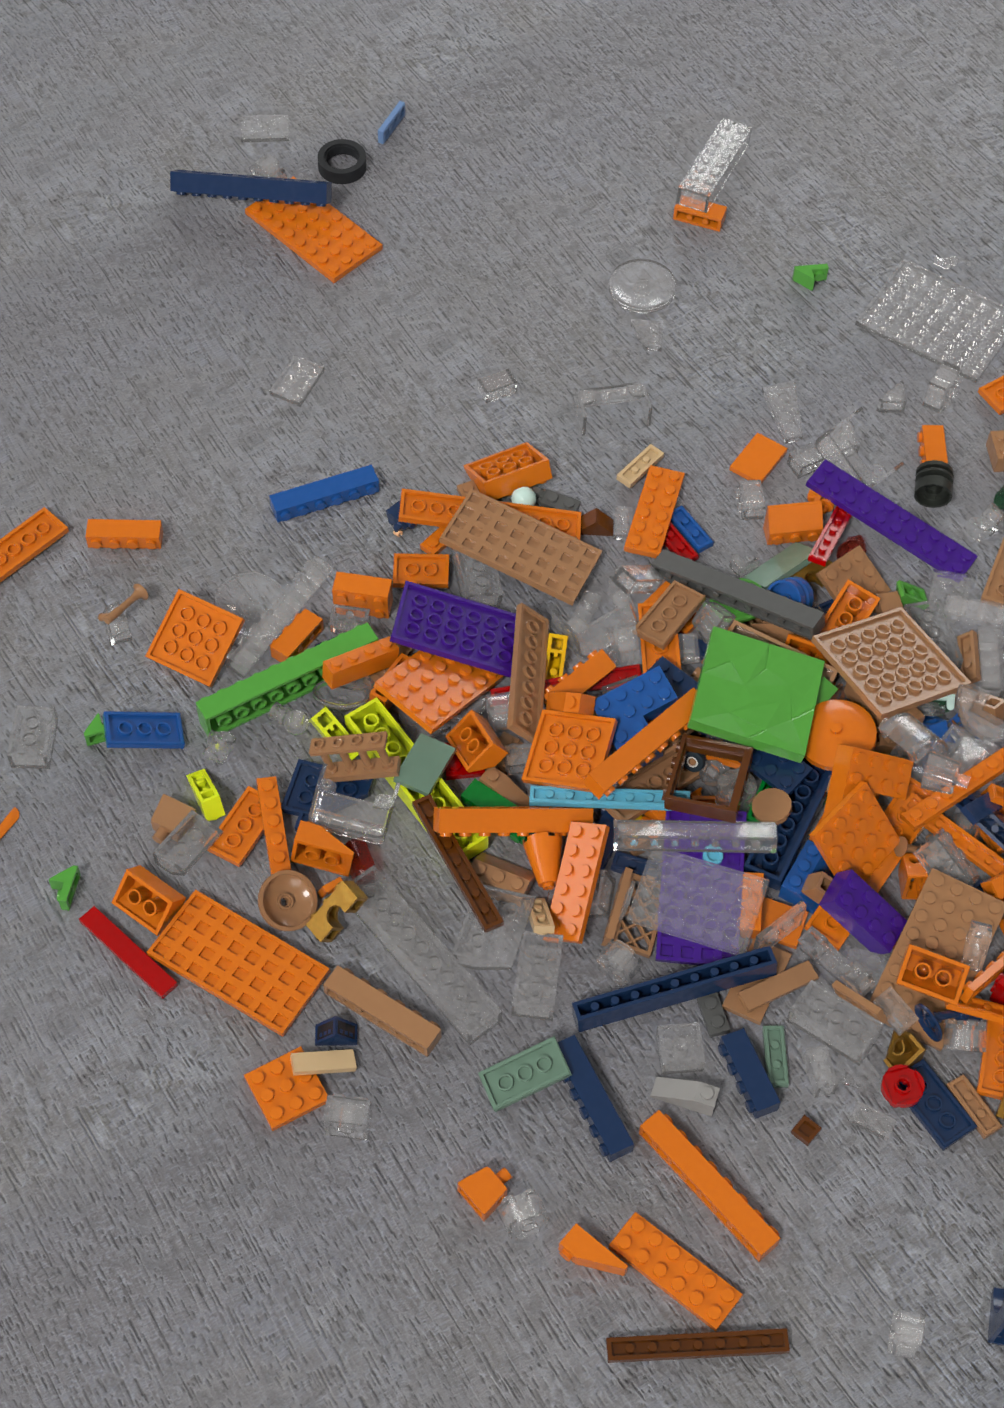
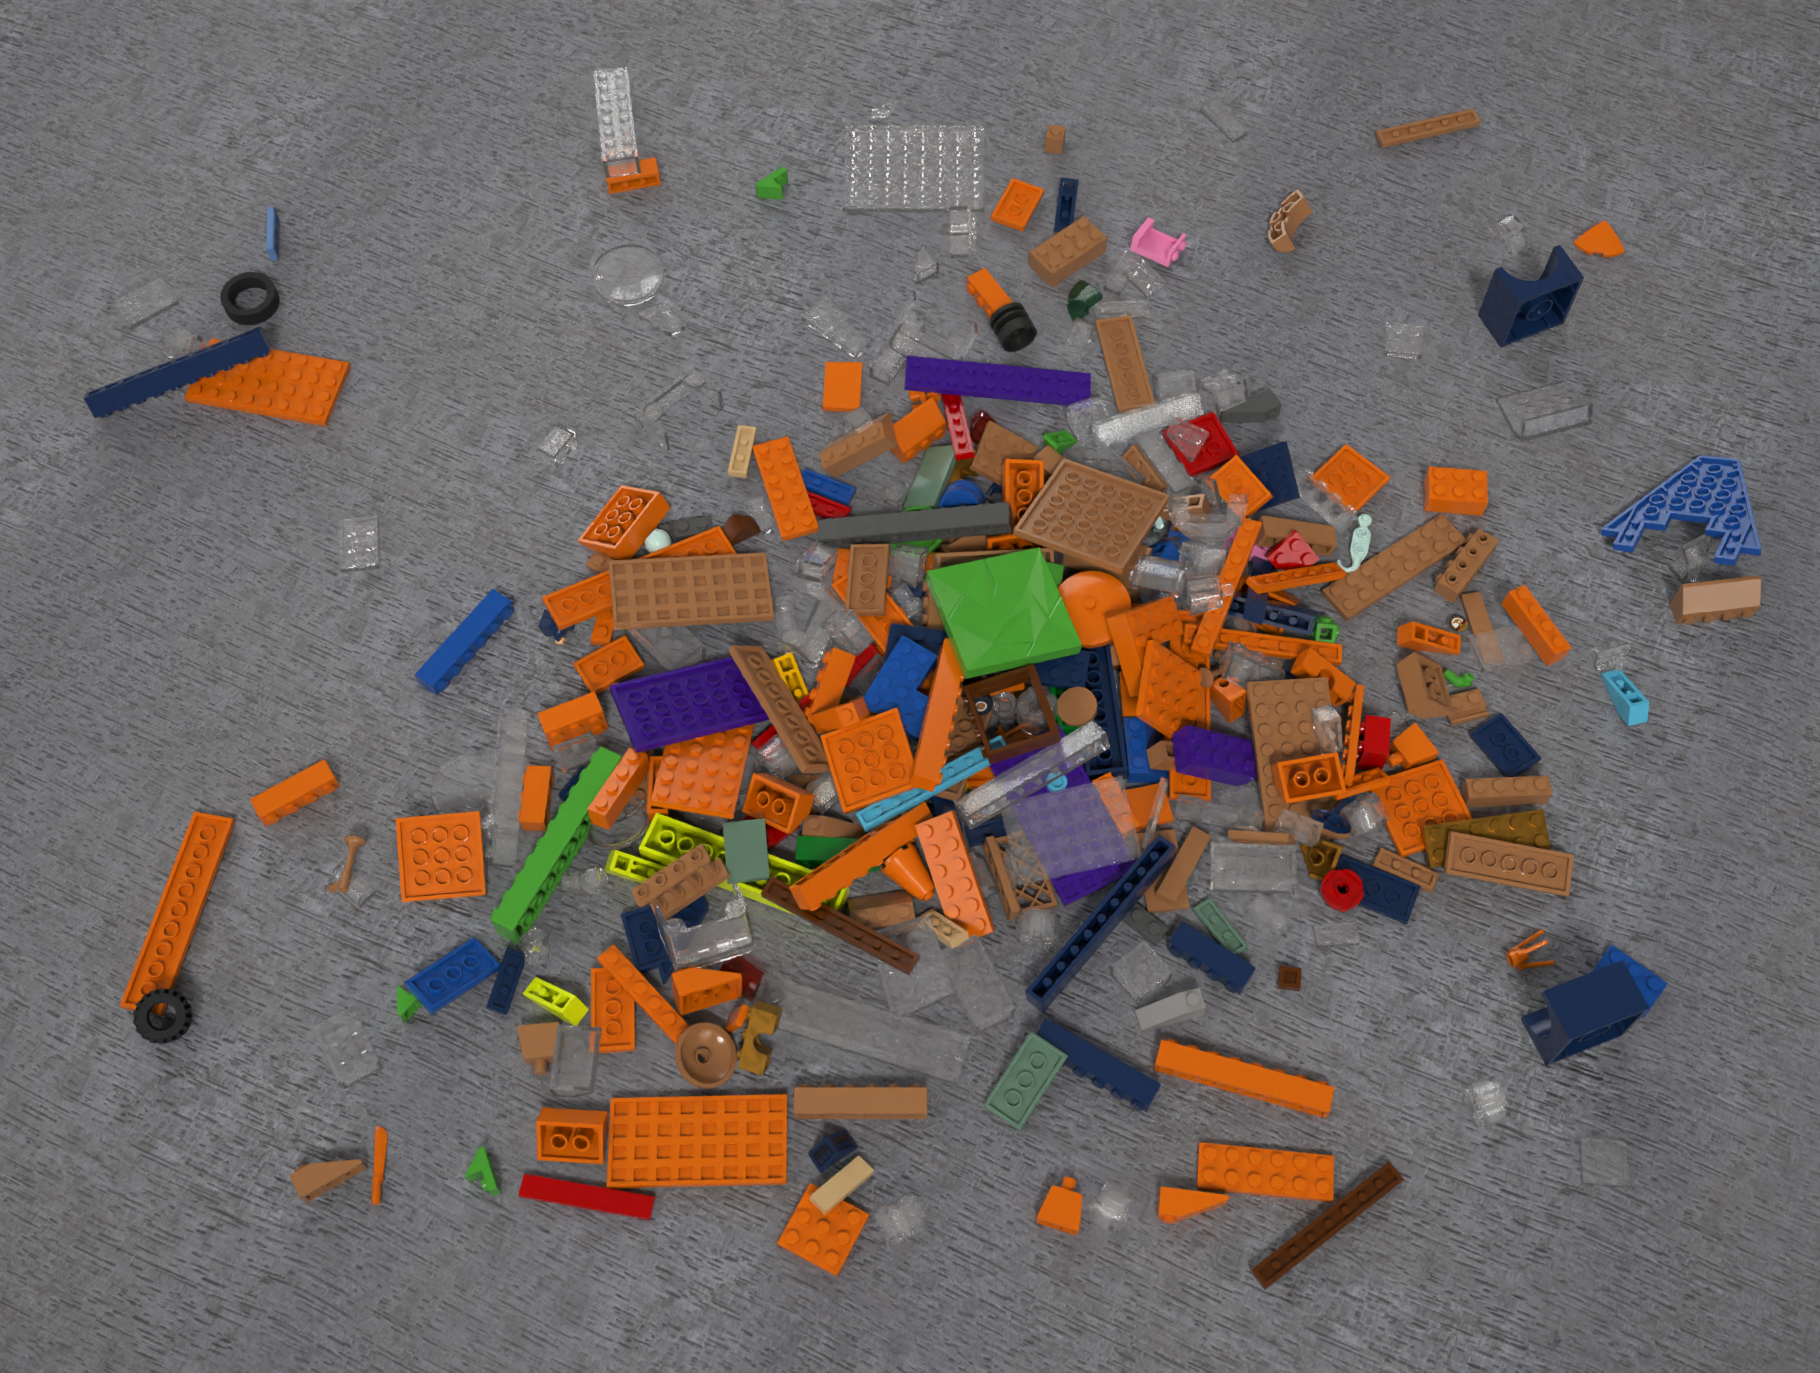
camera: 30 degrees left, 5 degrees up
(179, 758) = (506, 981): none -> dark blue tile
(734, 509) = (858, 446): none -> medium nougat slope

